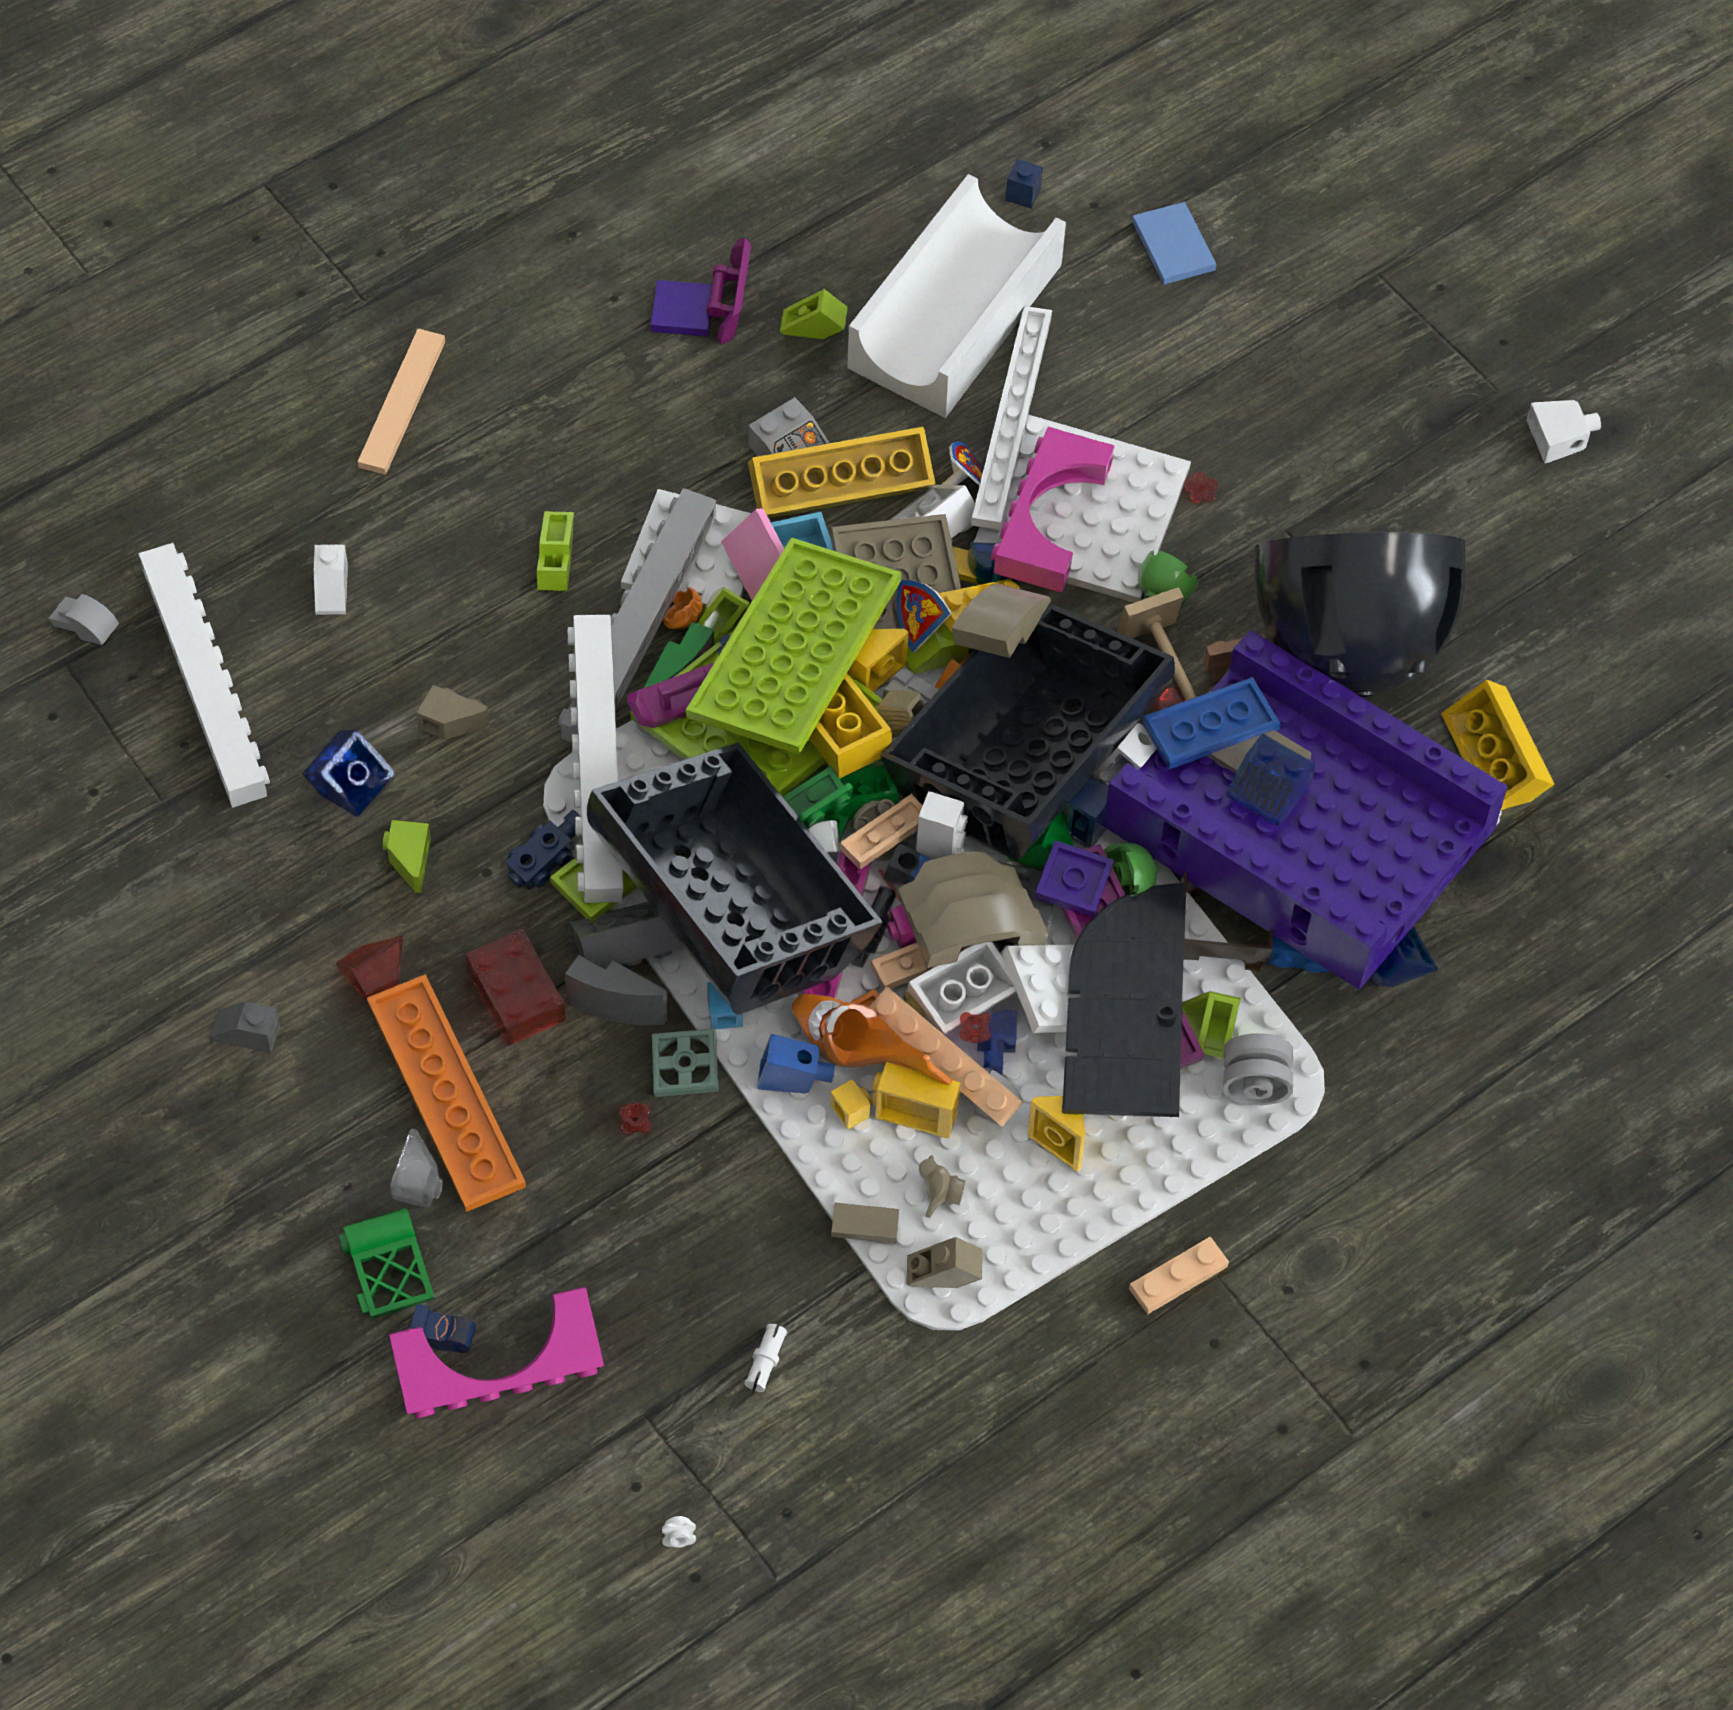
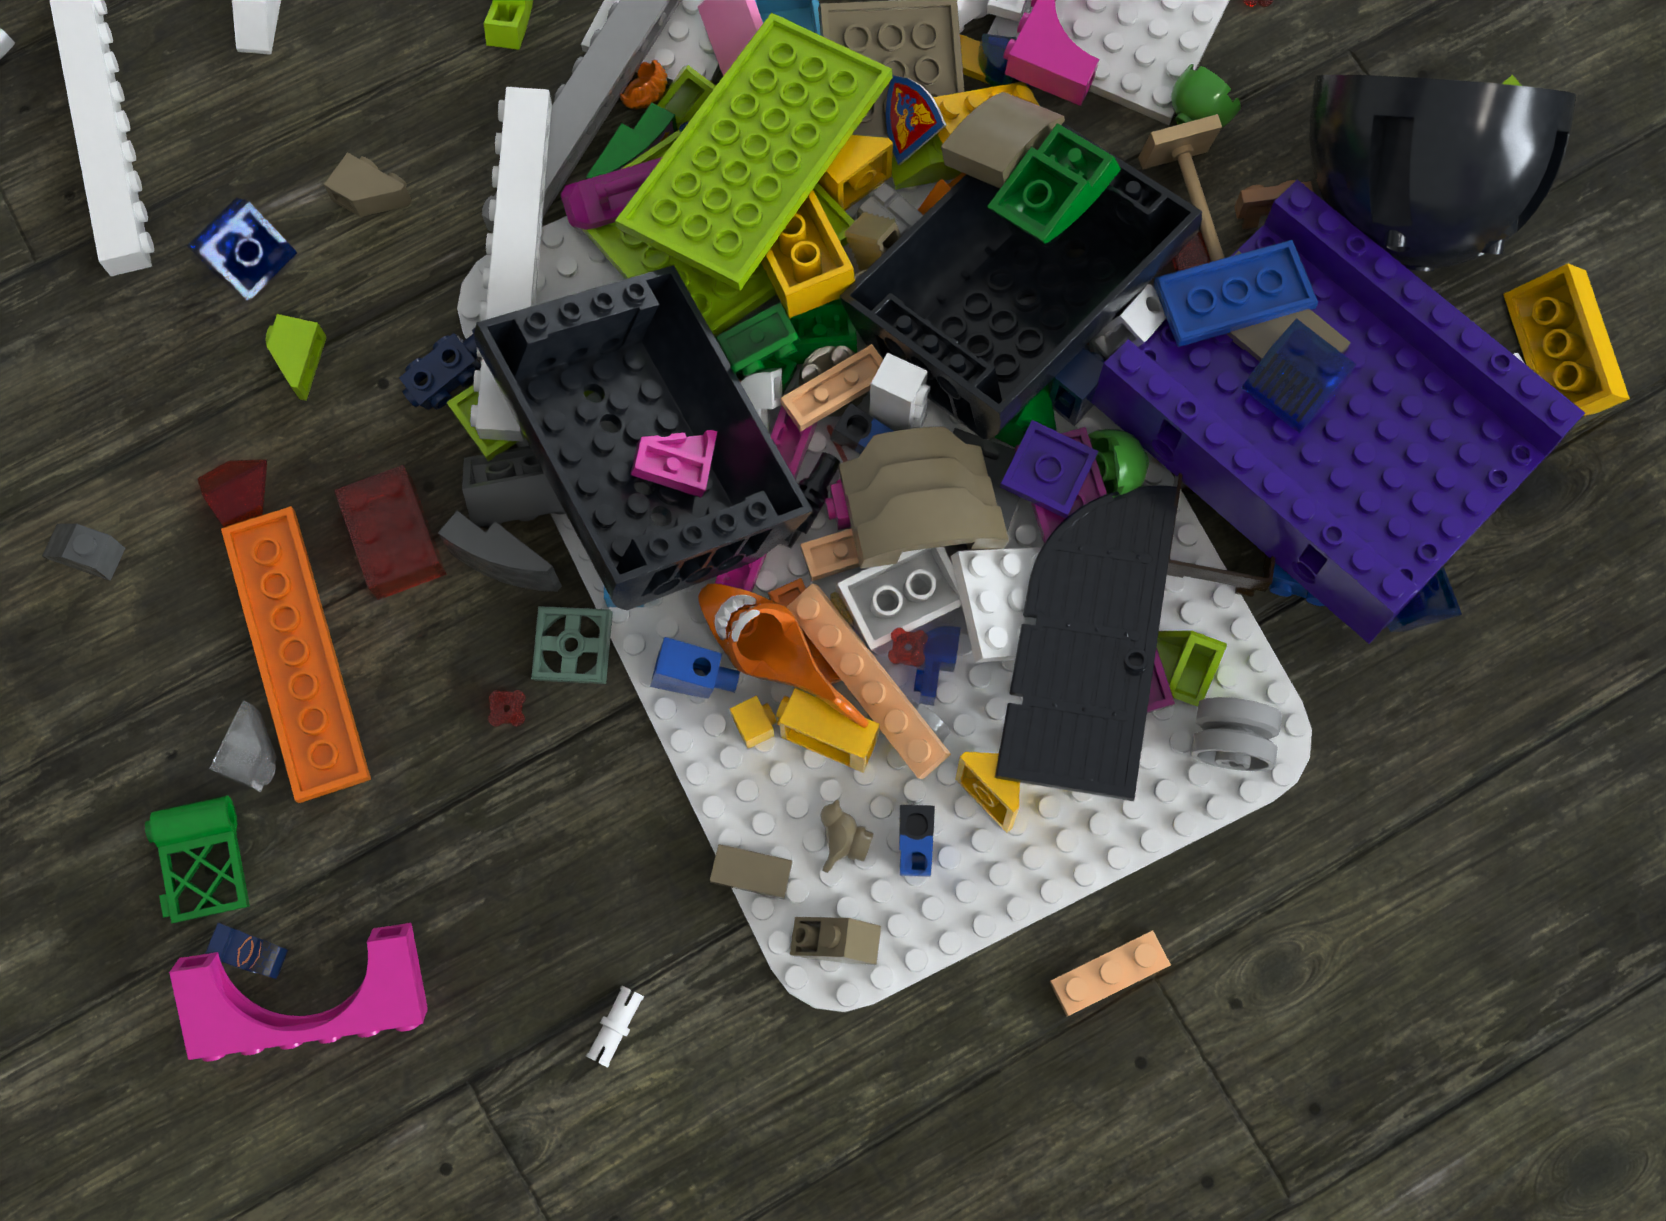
camera: 10 degrees right, 15 degrees up
(760, 897) = (676, 461): none -> dark pink wing
(1001, 1180) = (916, 839): none -> leg
(1050, 648) = (1054, 184): none -> green slope

